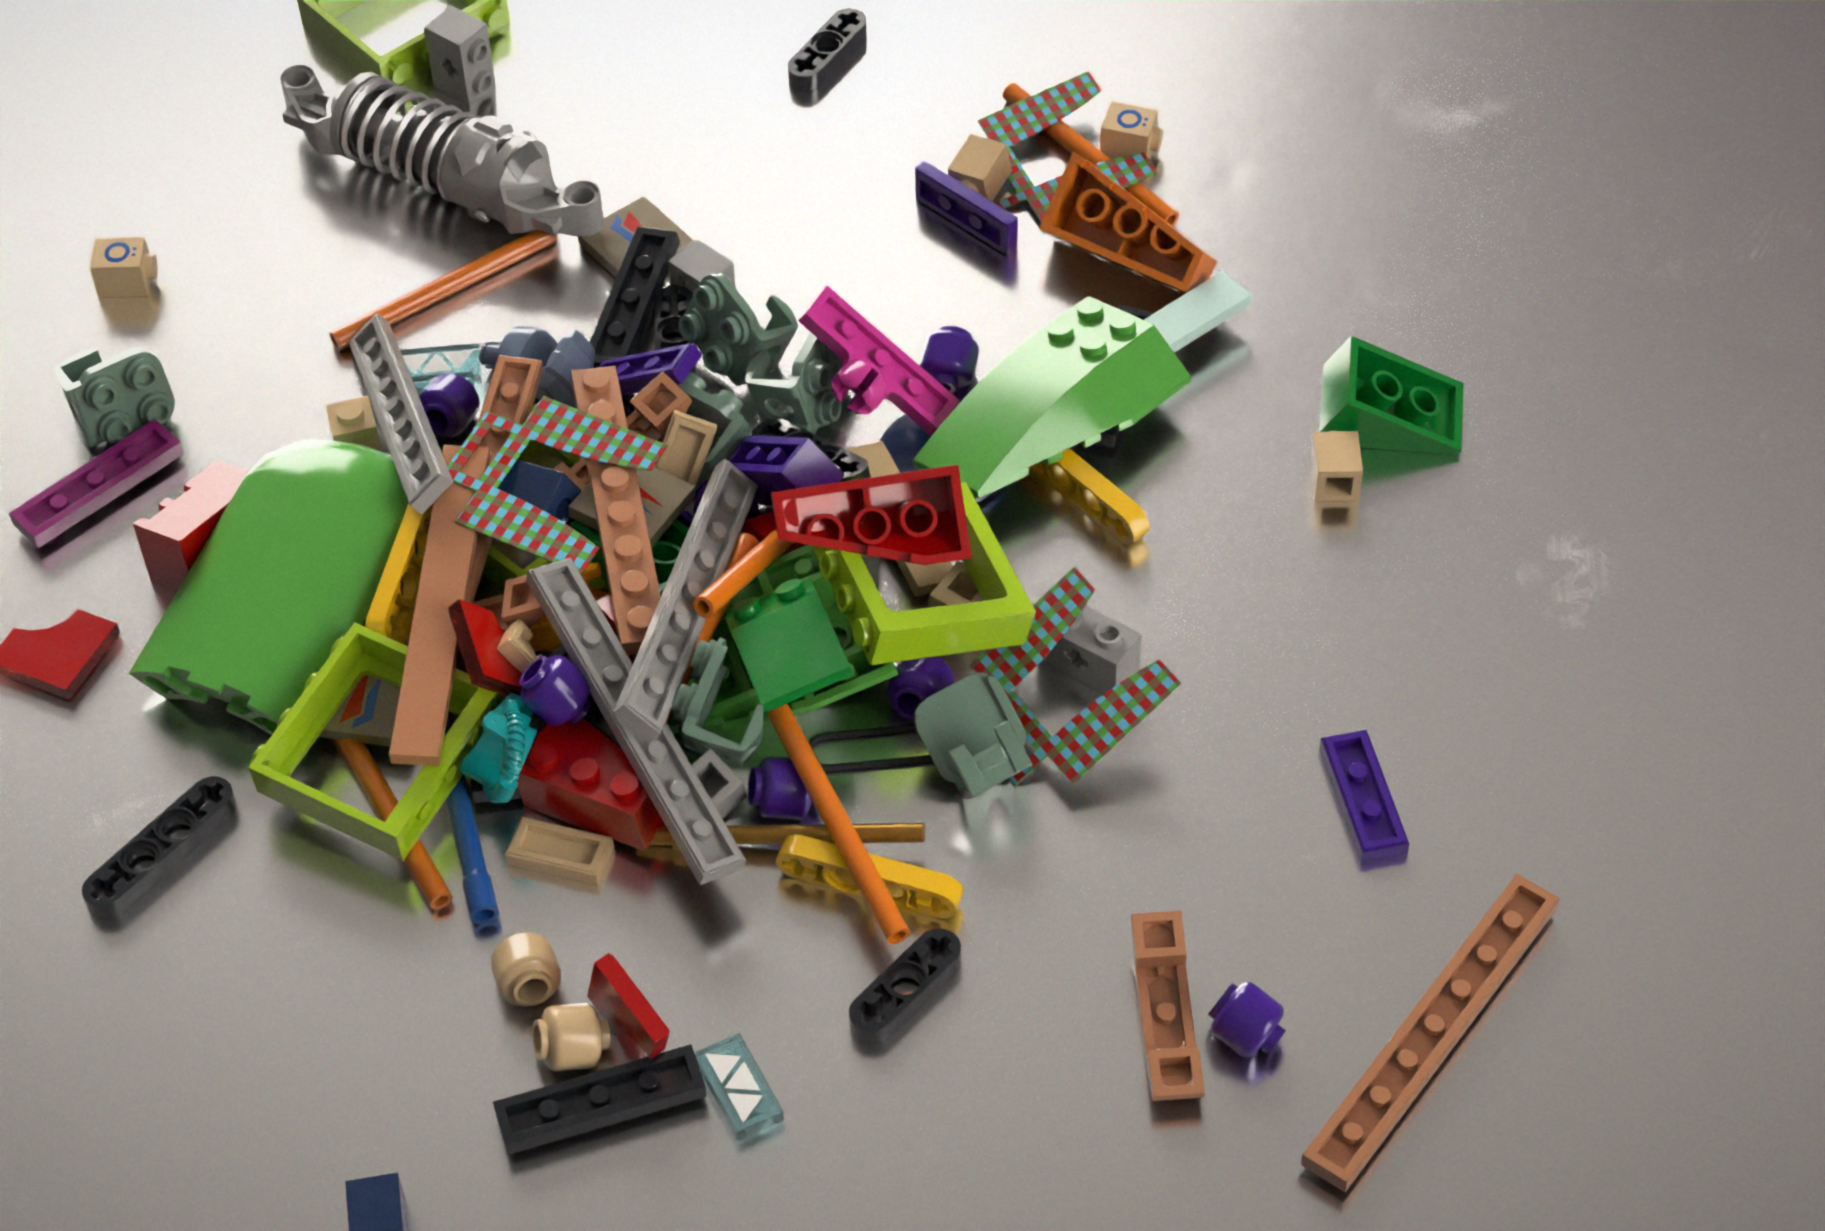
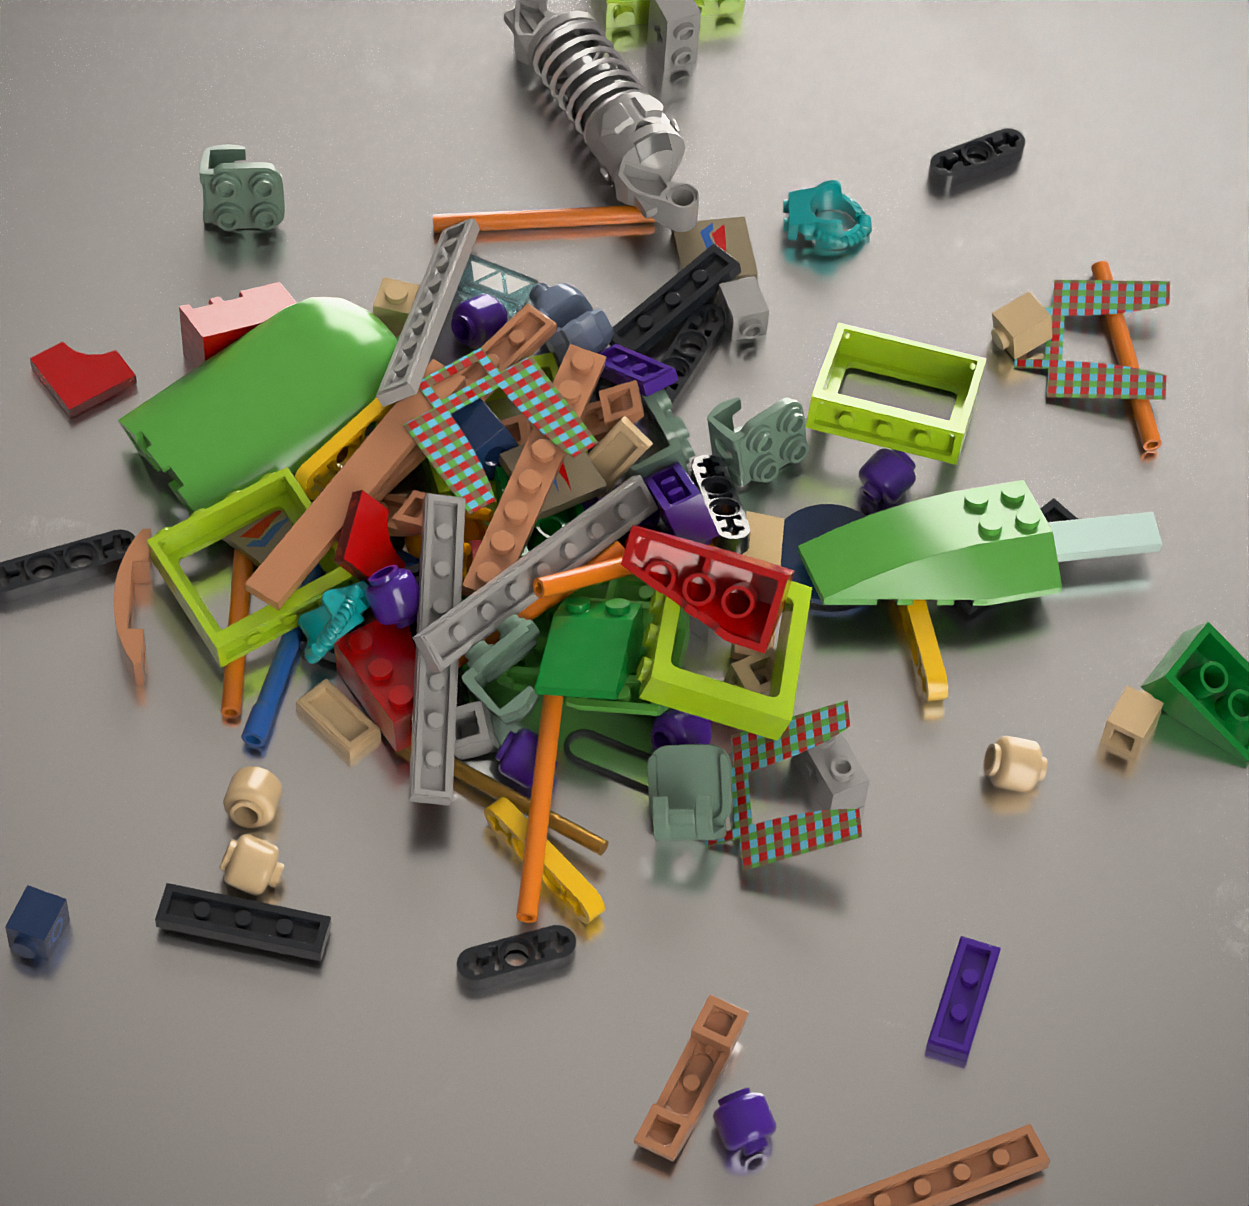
camera: 25 degrees right, 5 degrees up
(96, 483) = (189, 254): magenta plate -> none
(122, 267) = (313, 84): tan brick -> none
(287, 885) = (134, 569): none -> nougat slope
(516, 645) = (390, 547): tan tile -> none
(625, 1006) = (297, 865): red tile -> none
(699, 168) = (826, 233): none -> teal piece
(729, 329) = (723, 366): sand green piece -> none
(739, 1086) = (347, 966): clear light blue tile -> none
(875, 365) = (811, 454): dark pink plate -> none
(923, 308) = (886, 424): none -> lime piece
(966, 207) = (988, 346): dark purple tile -> none
(1114, 225) = (1096, 434): orange wedge -> none
(1130, 131) = (1168, 352): tan brick -> none
(1257, 556) = (1014, 764): none -> tan head

